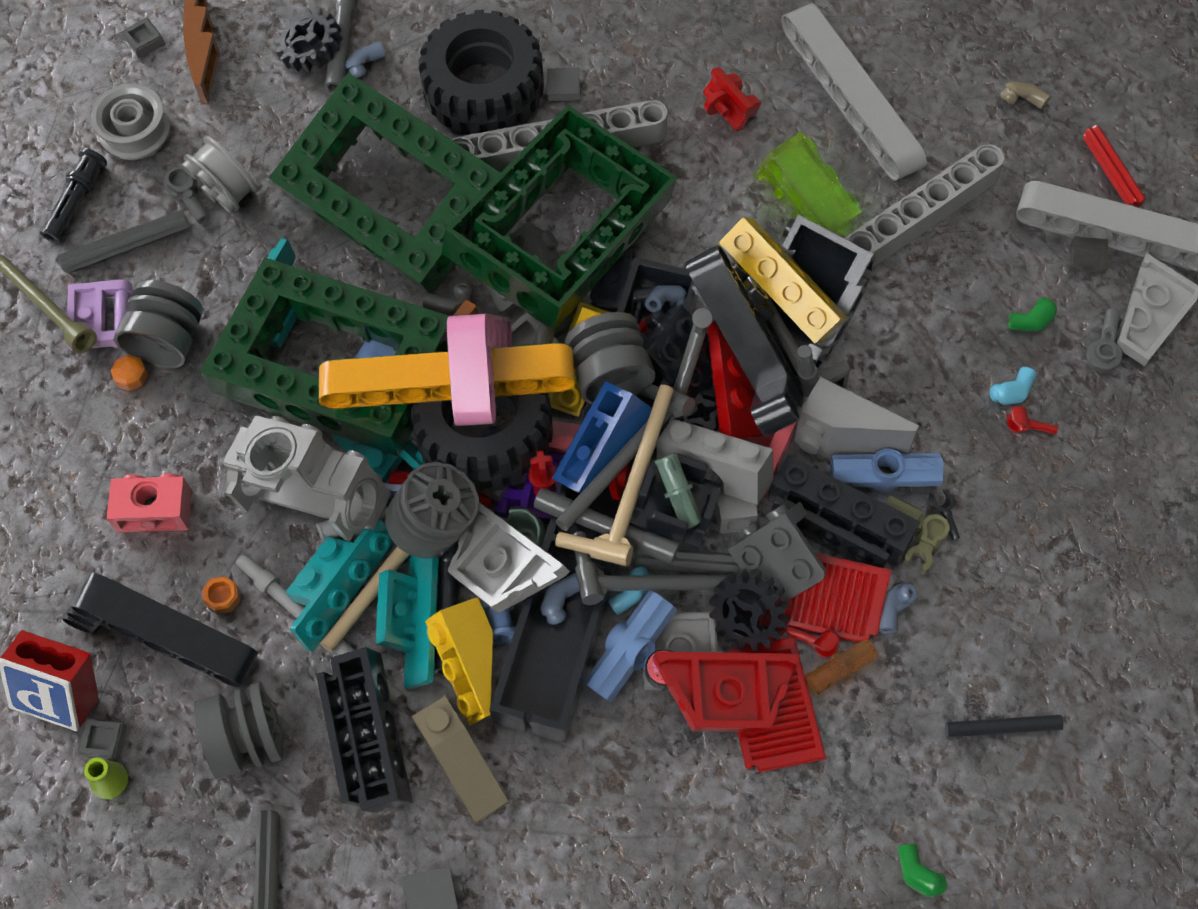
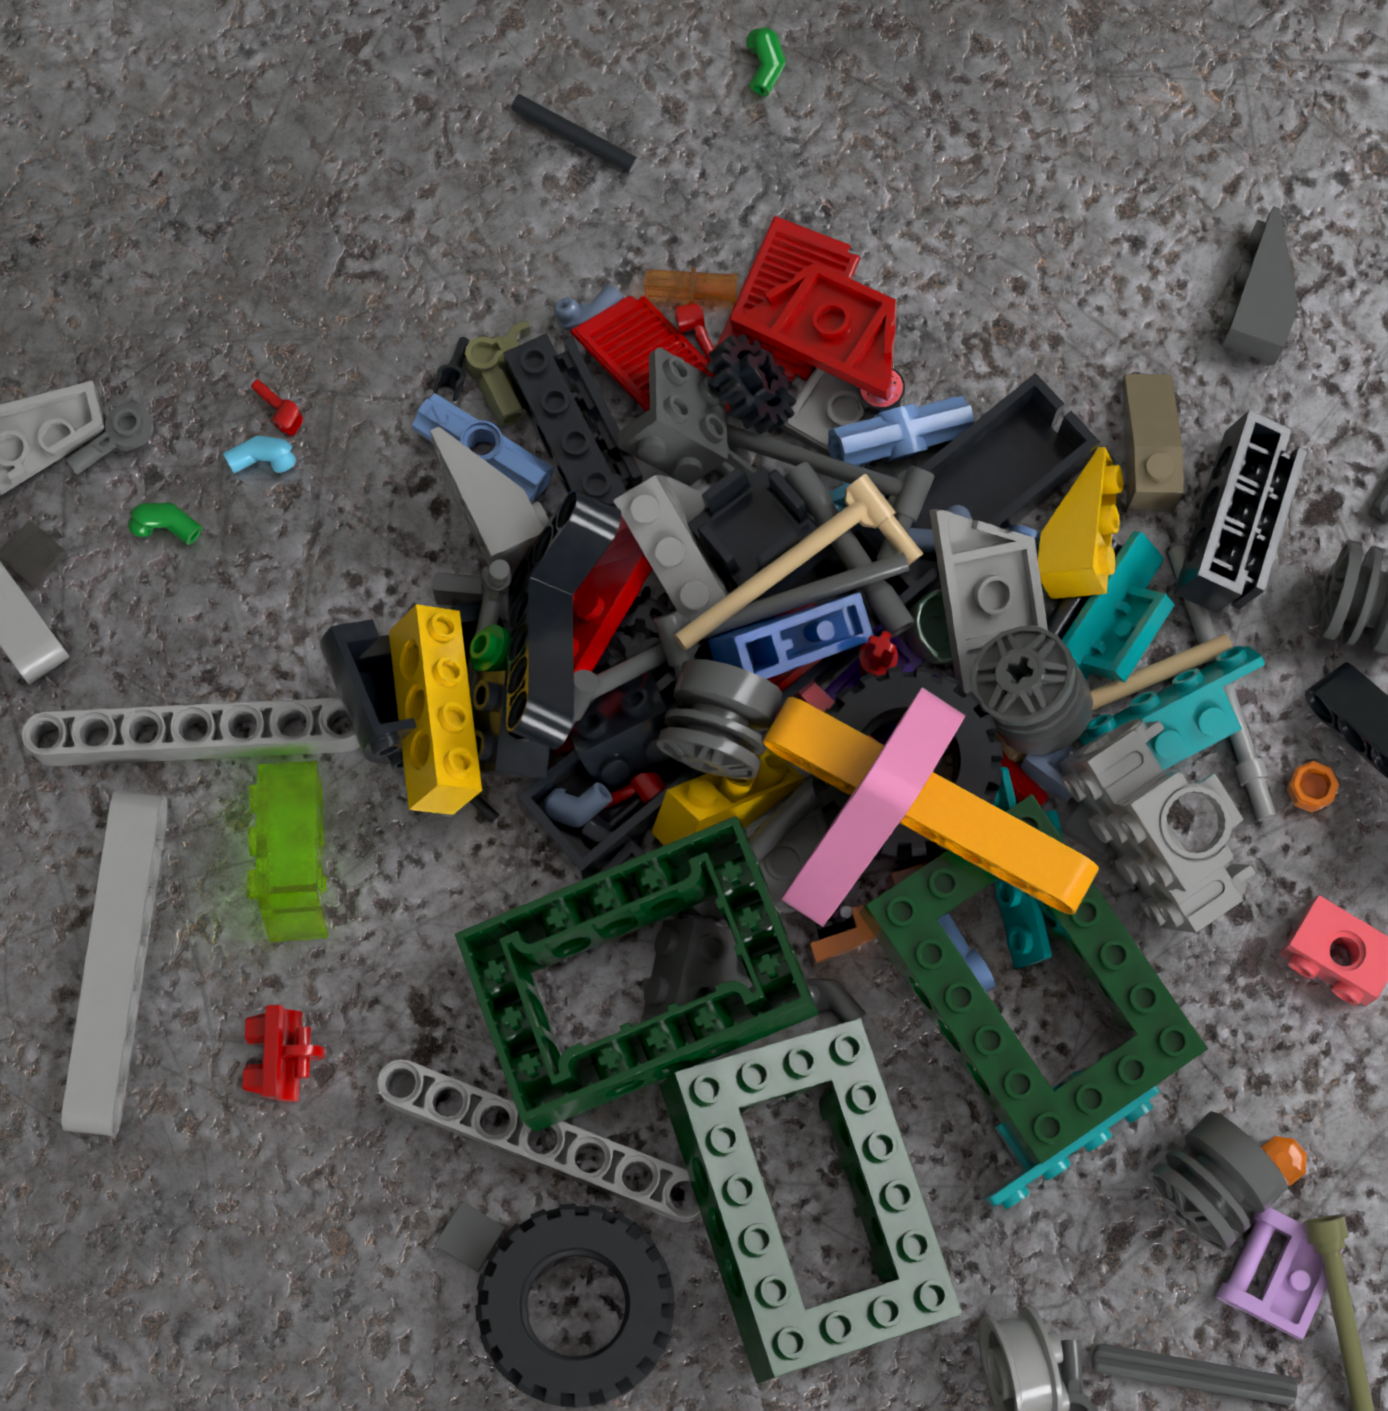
camera: 150 degrees left, 10 degrees up
(678, 489) = (750, 521): sand green axle -> none
(780, 329) = (490, 649): none -> green plate

